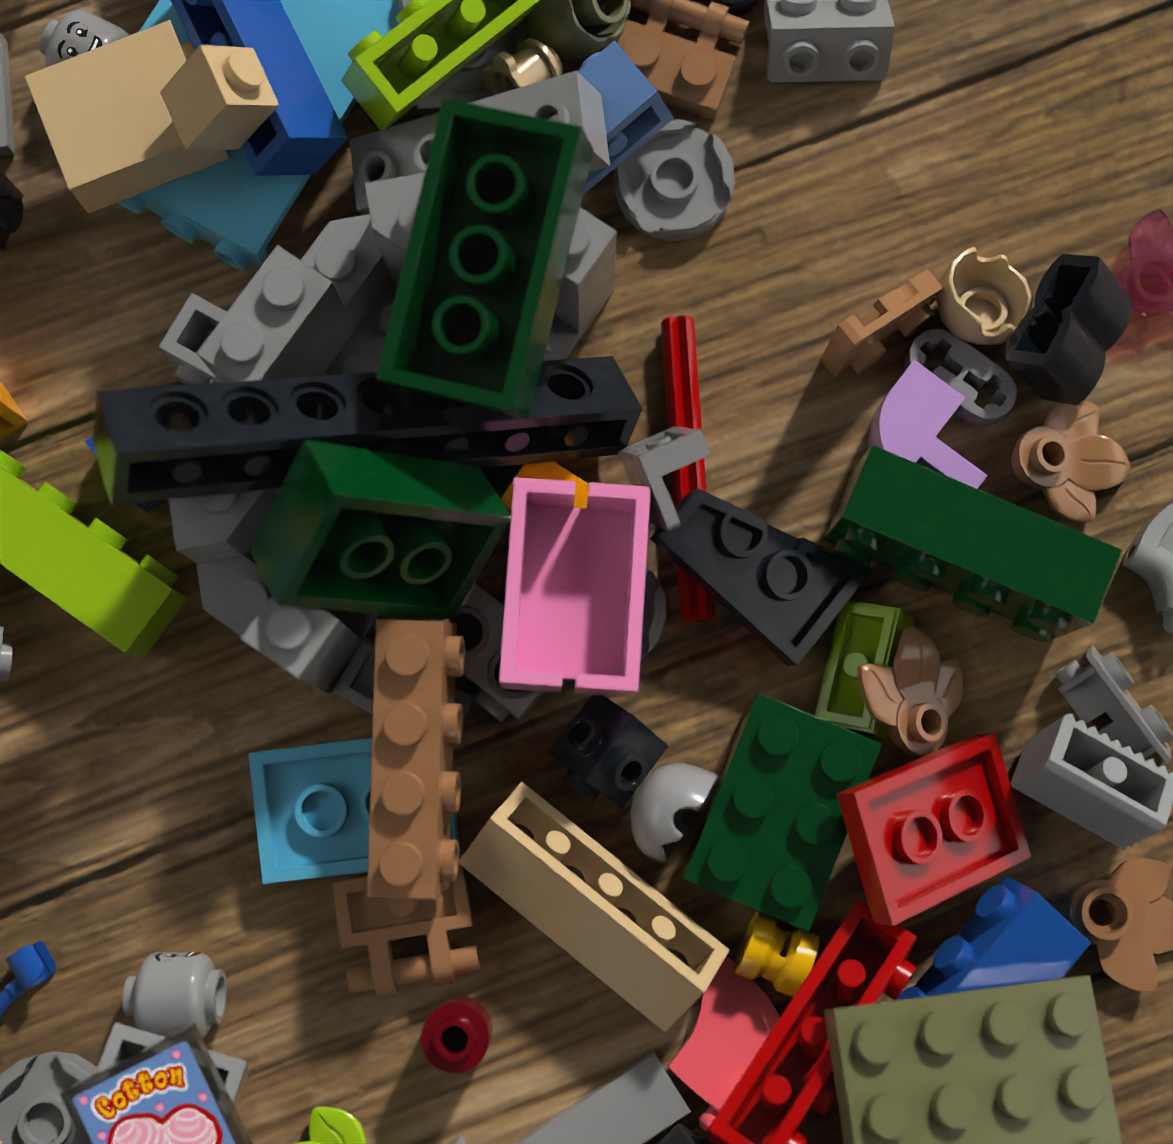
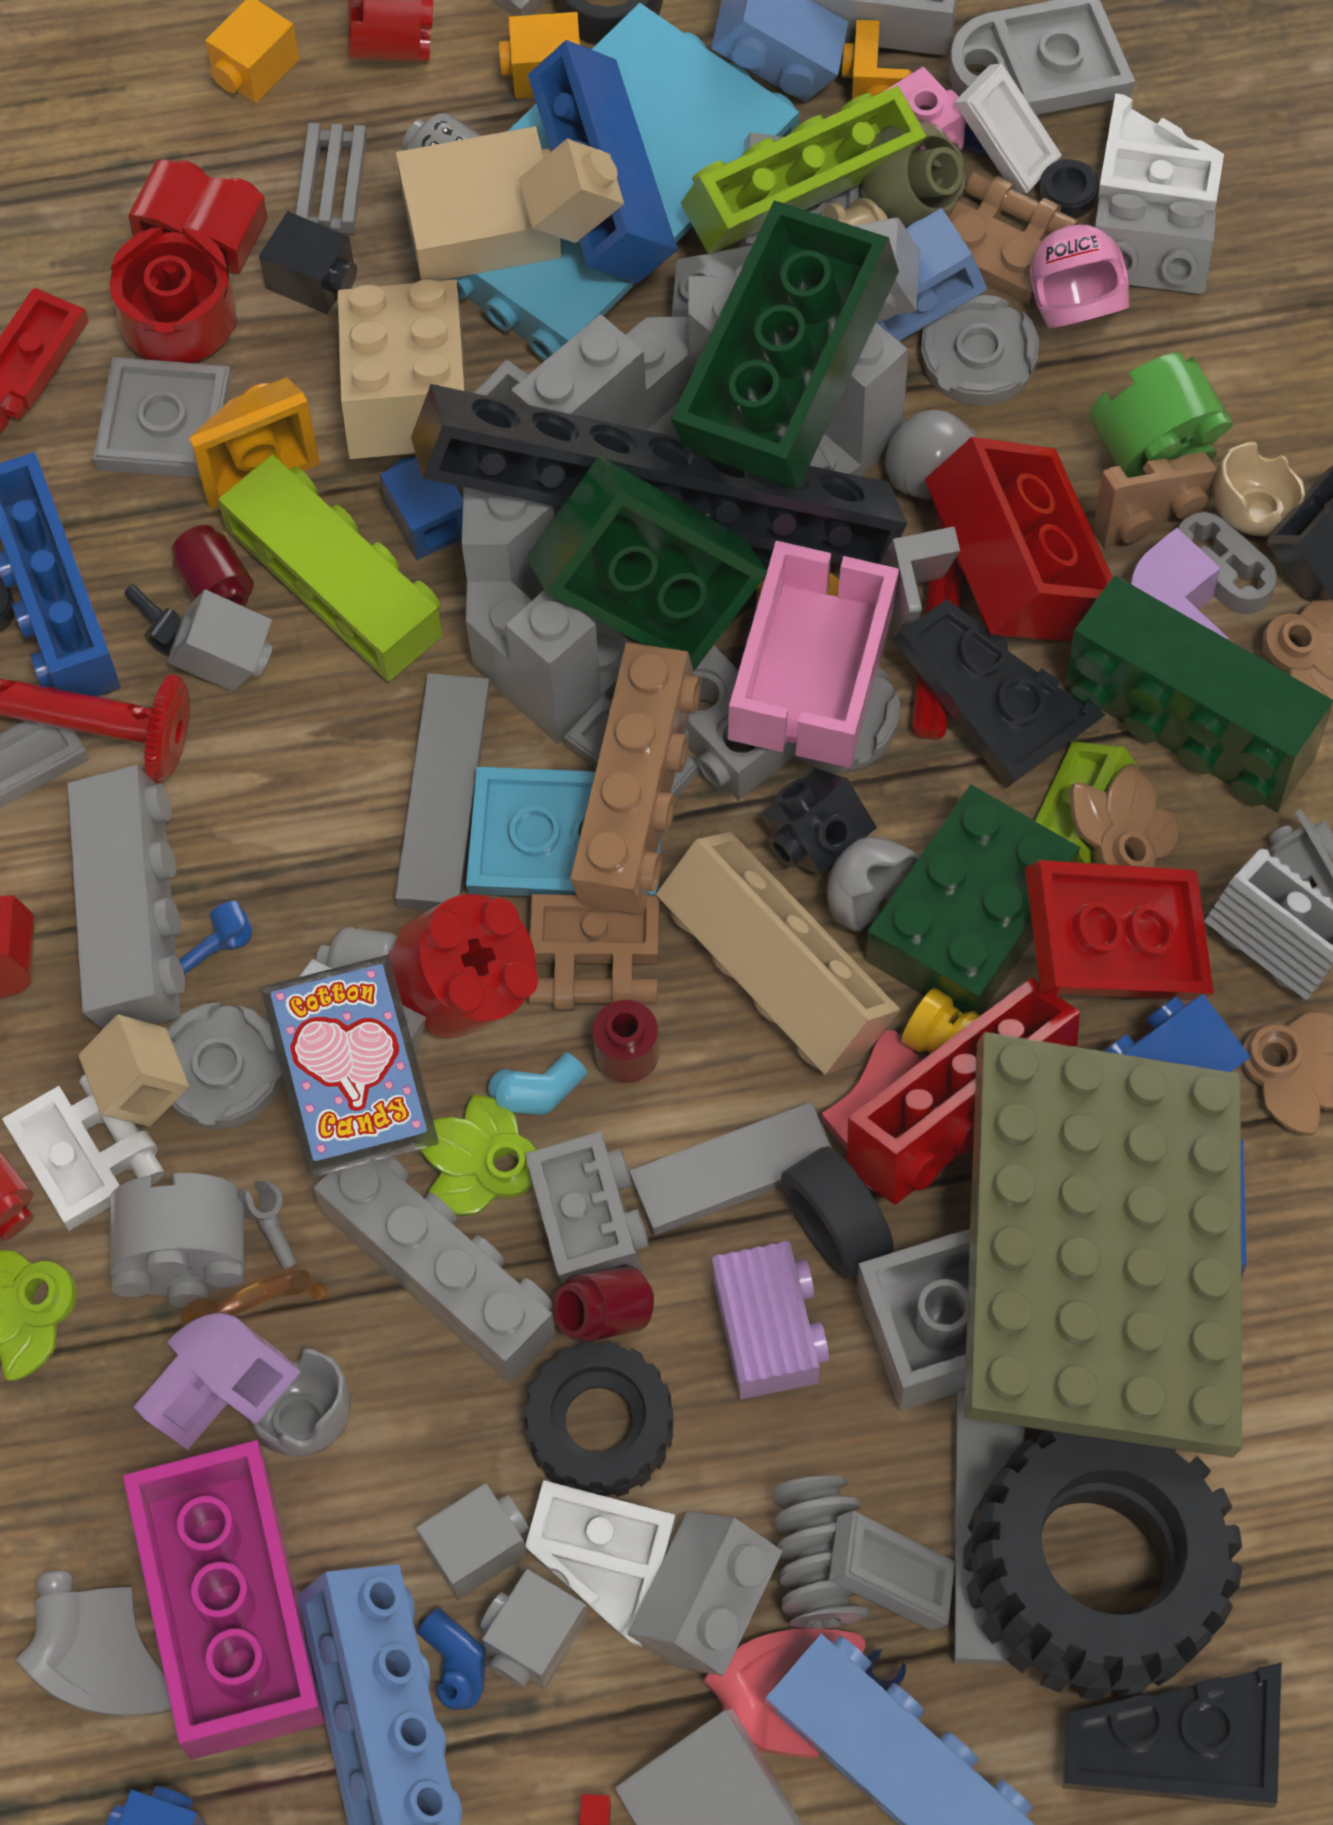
camera: 15 degrees right, 15 degrees down
(82, 313) = (390, 353): none -> tan brick
(218, 774) = (442, 791): none -> light grey tile
(305, 1009) = (464, 964): none -> red brick
(378, 1094) = (535, 1092): none -> medium azure arm
(649, 313) = (921, 447): none -> light grey hair
(761, 402) = (1020, 537): none -> red brick
(764, 83) = (1078, 276): none -> bright pink helmet
(878, 240) = (1161, 415): none -> bright green brick

